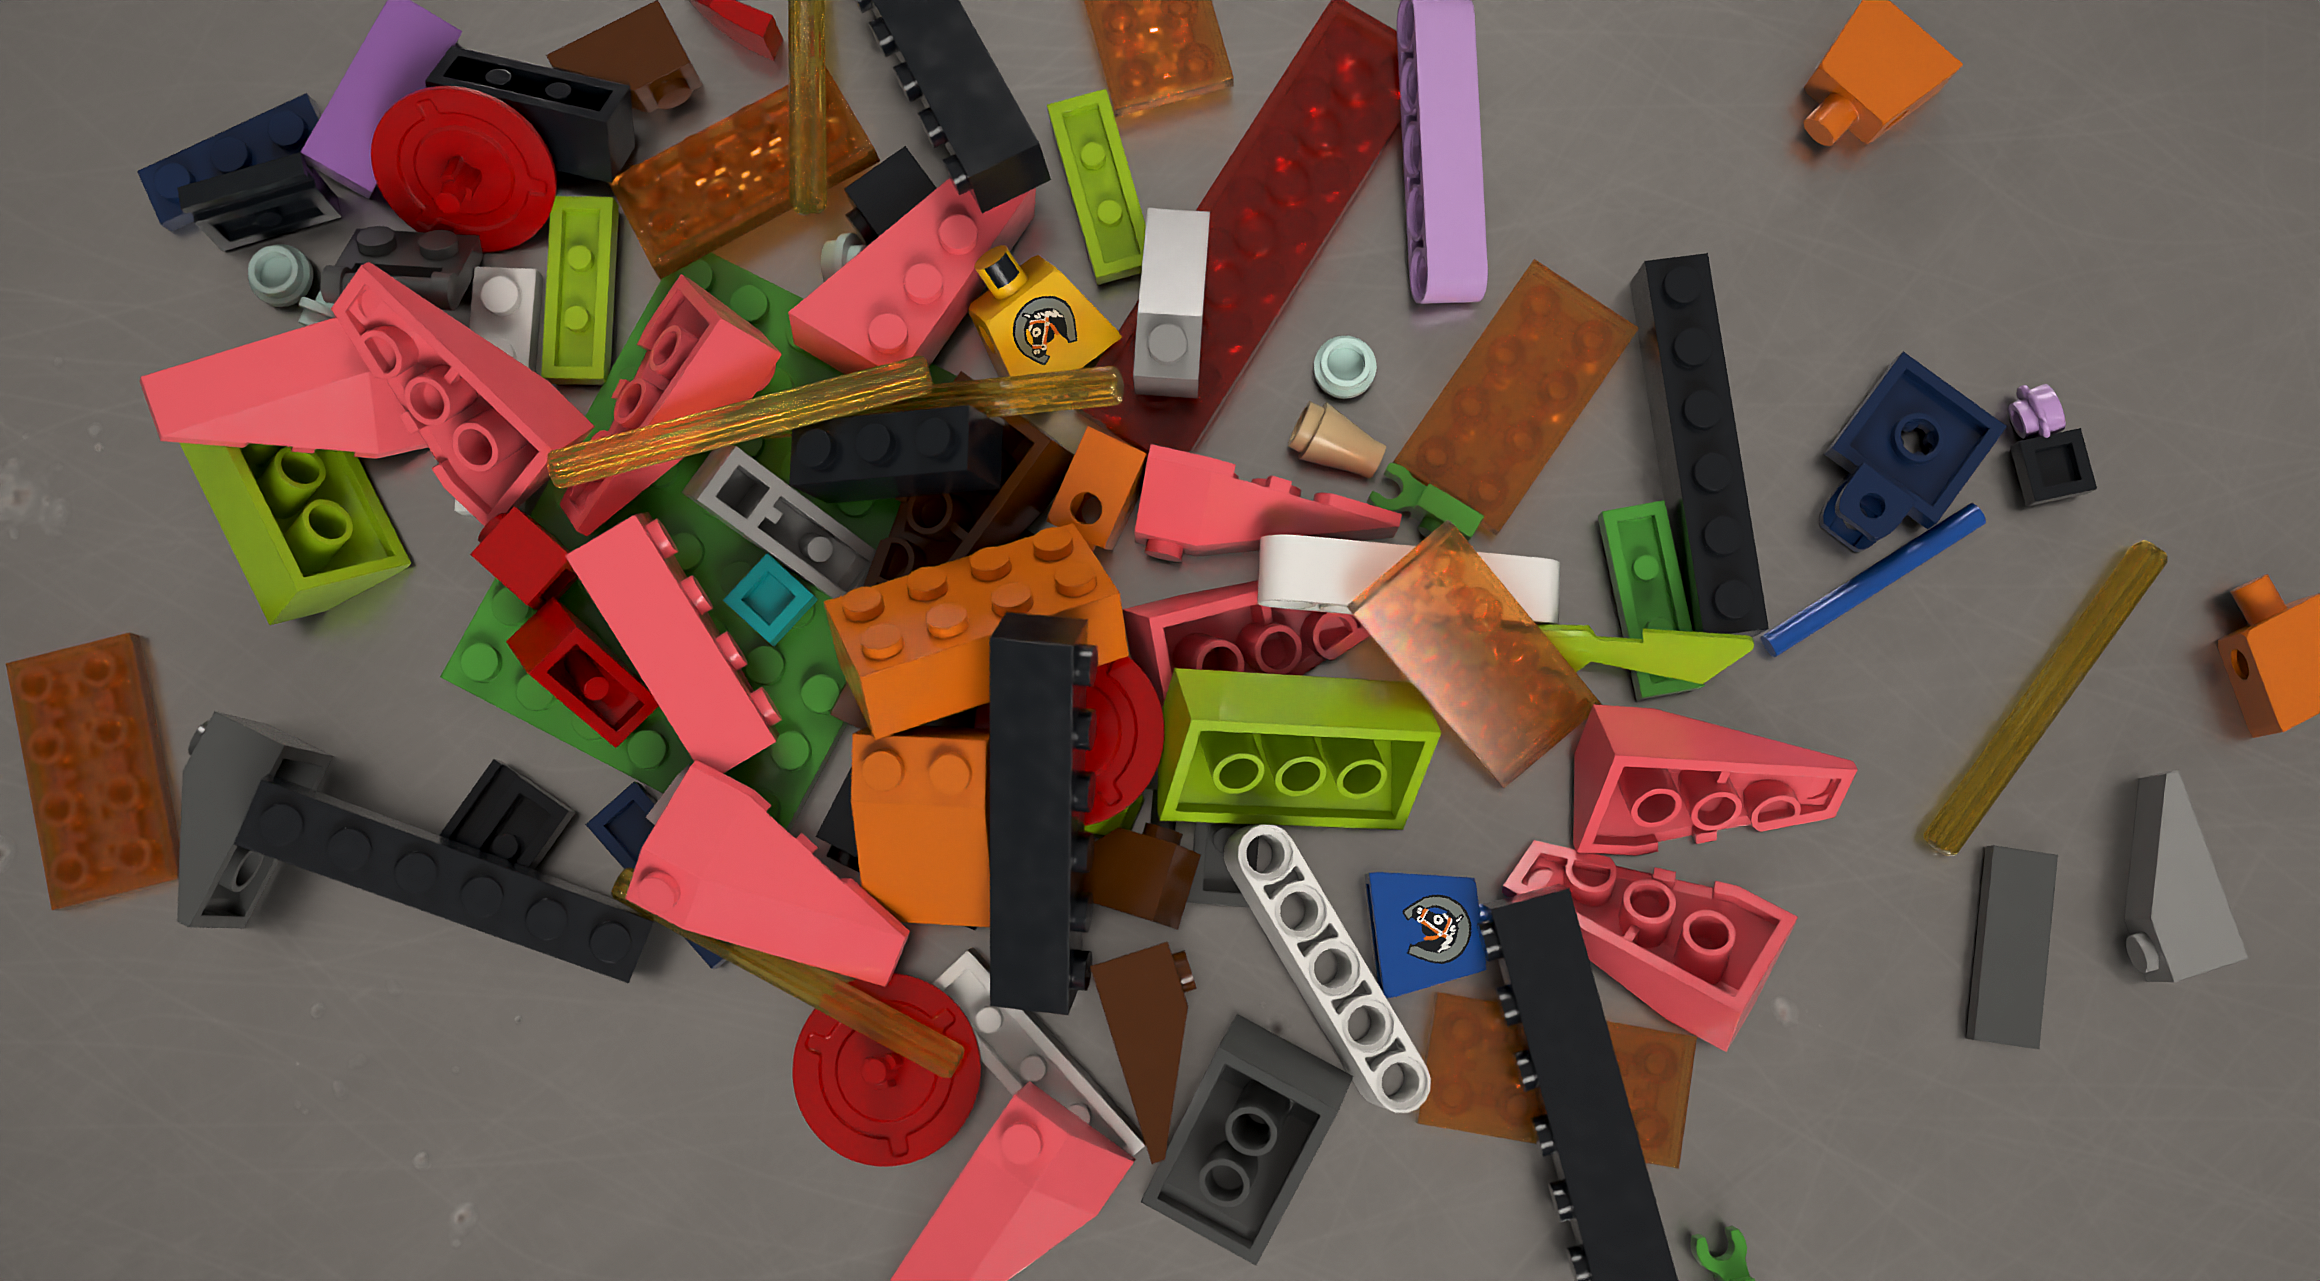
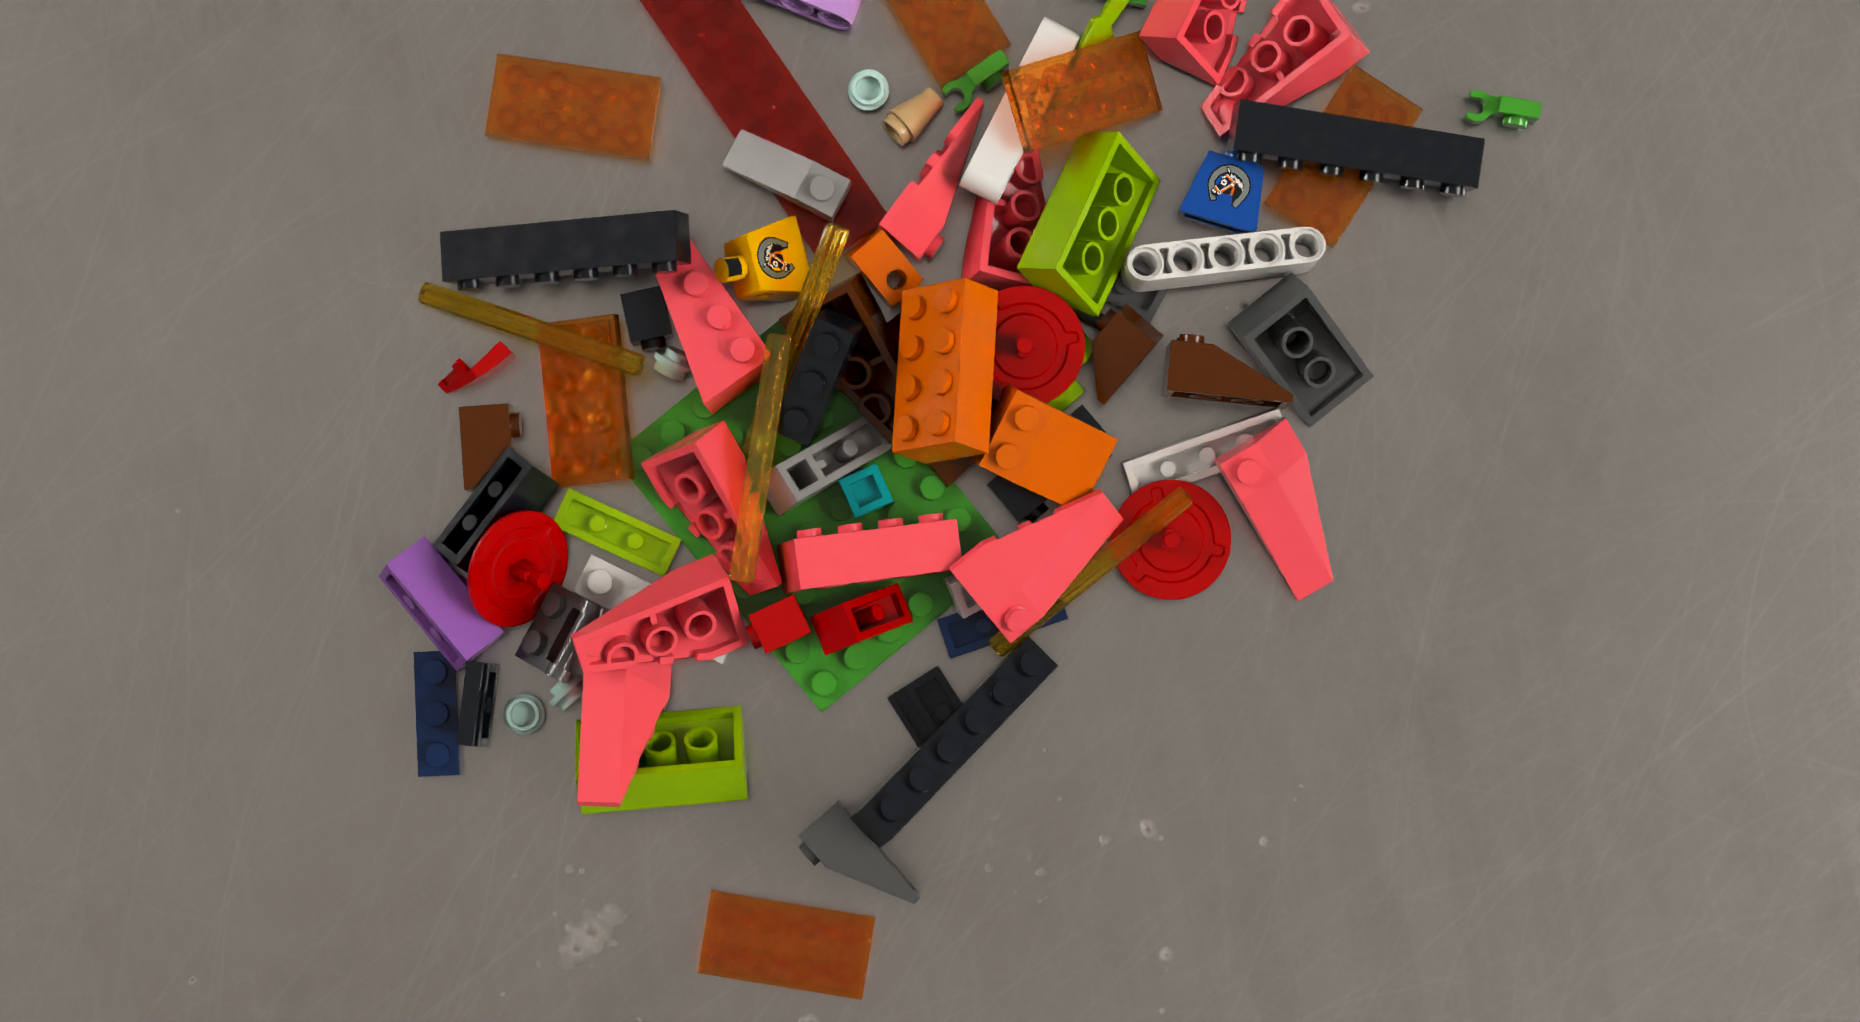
camera: 75 degrees left, 5 degrees up
(1039, 811) = (1068, 379): black brick -> none
(1100, 184) = (690, 187): lime plate -> none

